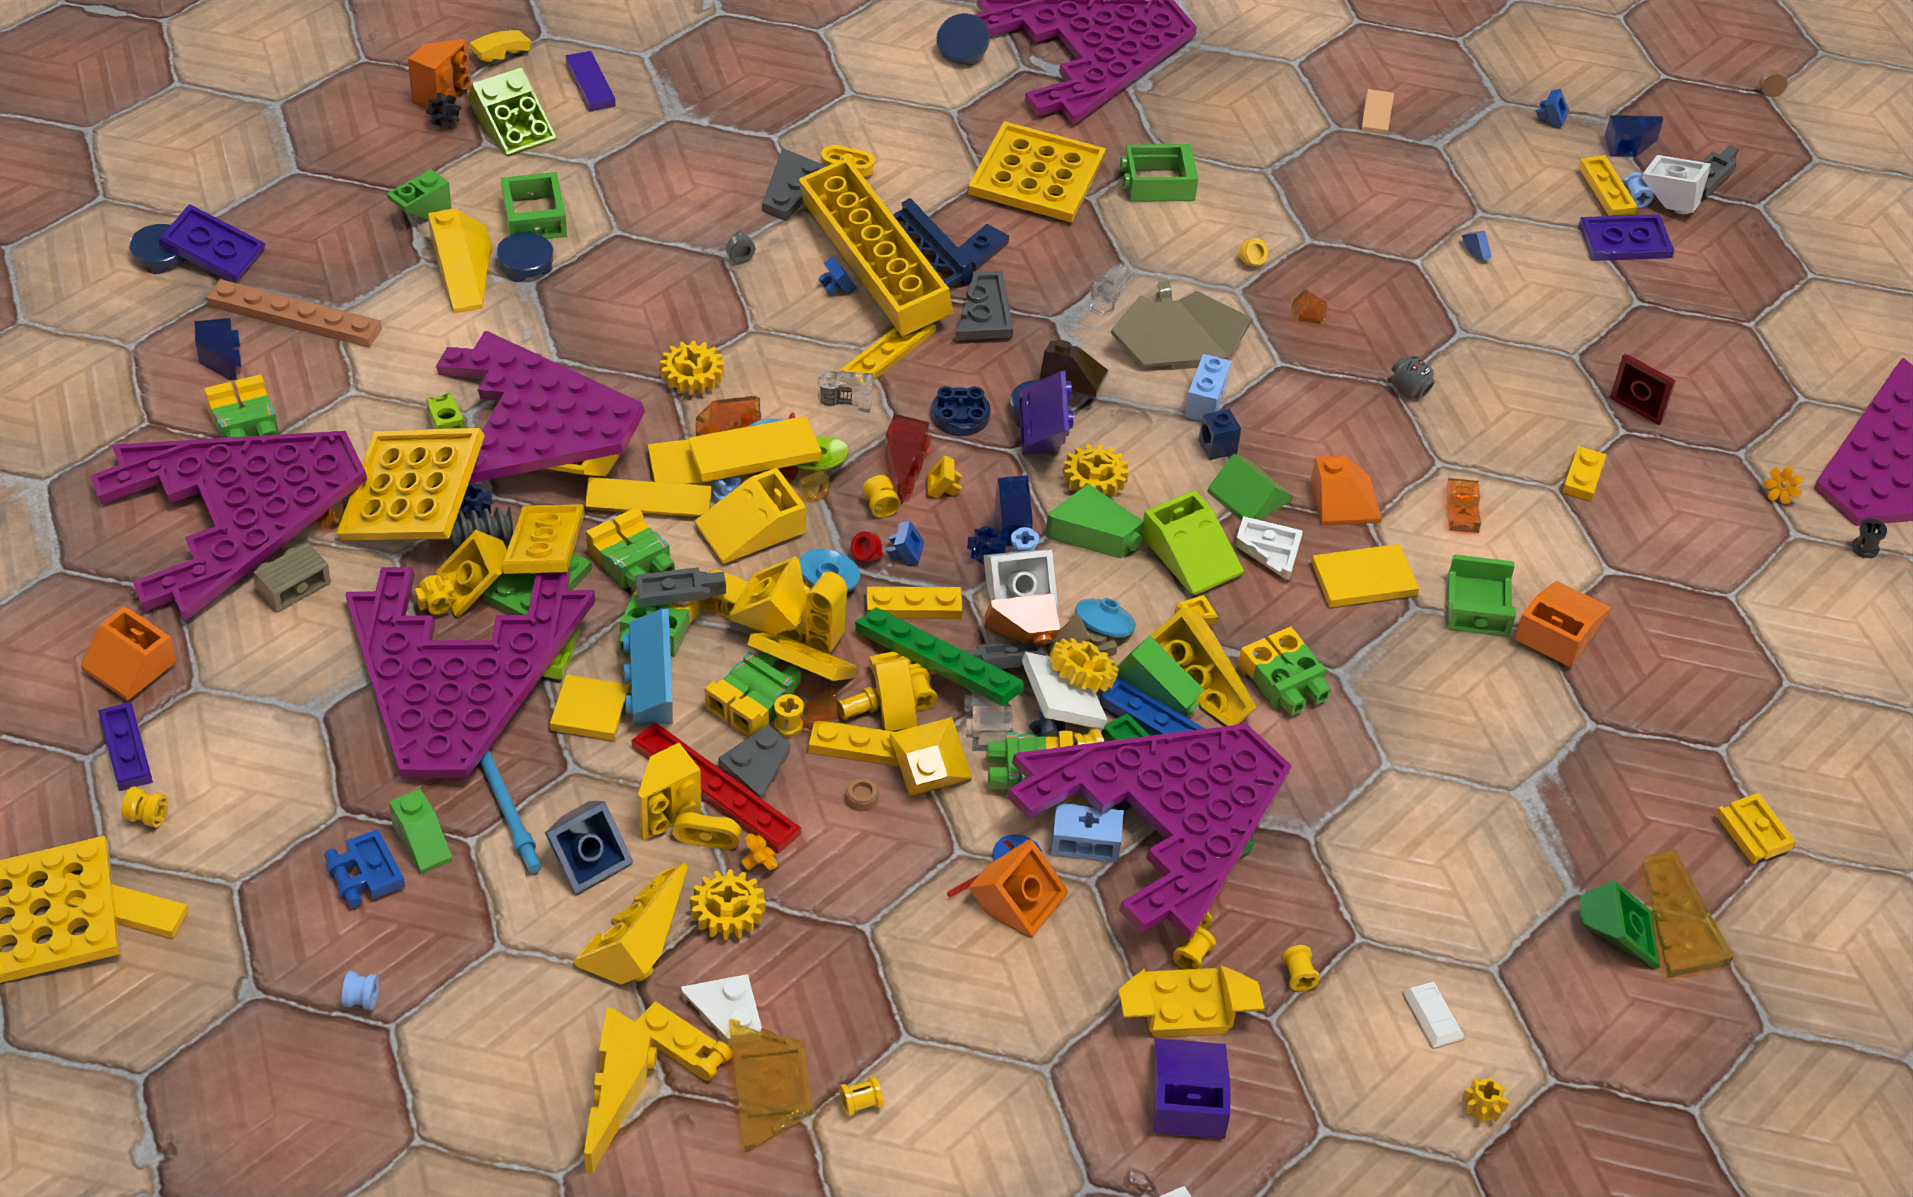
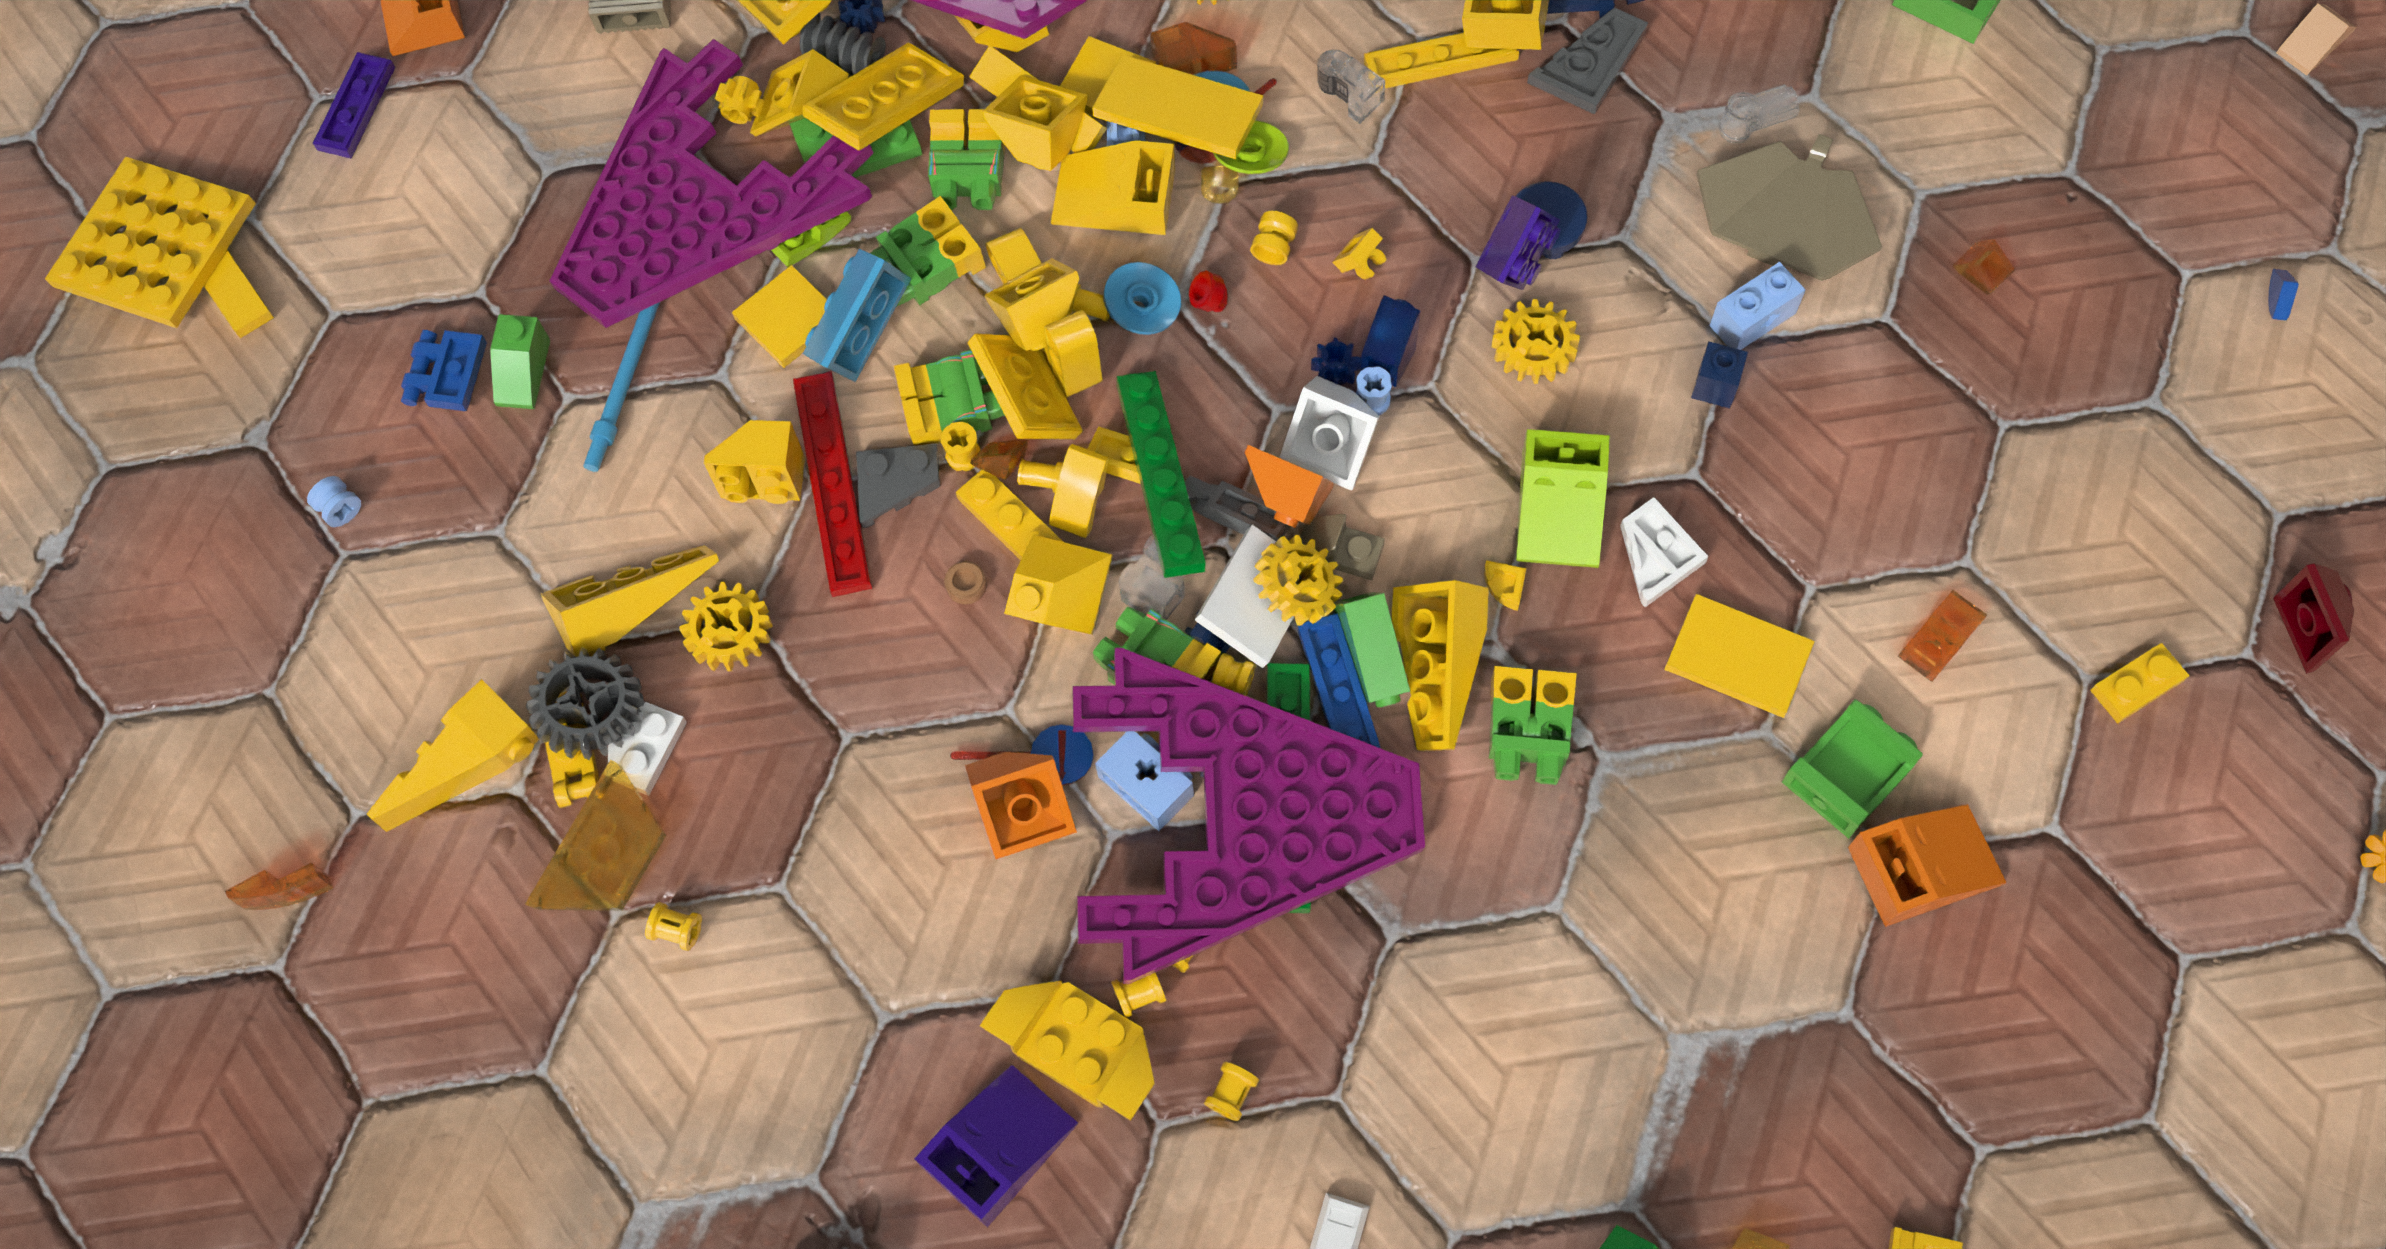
camera: 45 degrees right, 20 degrees up
(144, 807) = (315, 187): yellow wheel -> none
(588, 845) = (648, 473): dark blue slope -> none
(666, 502) = (1036, 120): none -> yellow slope
(678, 586) = (954, 231): dark grey hinge -> none
(682, 1003) = (549, 716): none -> dark grey gear
(706, 831) = (765, 518): yellow plate -> none
(758, 853) = (804, 588): light orange plant -> none
(904, 450) = (1347, 193): clear red slope -> none
(906, 544) = (1254, 312): blue tile -> none
(917, 602) = (1207, 387): yellow plate -> none
(923, 694) = (1119, 497): yellow bush -> none
(960, 410) = (1456, 177): dark blue tile -> none
(1080, 368) = (1613, 197): dark brown slope -> none
(1095, 524) = (1478, 406): bright green slope -> none
(1105, 617) = (1381, 539): dark azure dish -> none
(1247, 489) = (1698, 464): bright green slope -> none
(1253, 252) = (1976, 154): yellow tile -> none
(1343, 492) = (1808, 536): orange slope -> none
(1412, 377) = (2028, 430): dark grey head -> none

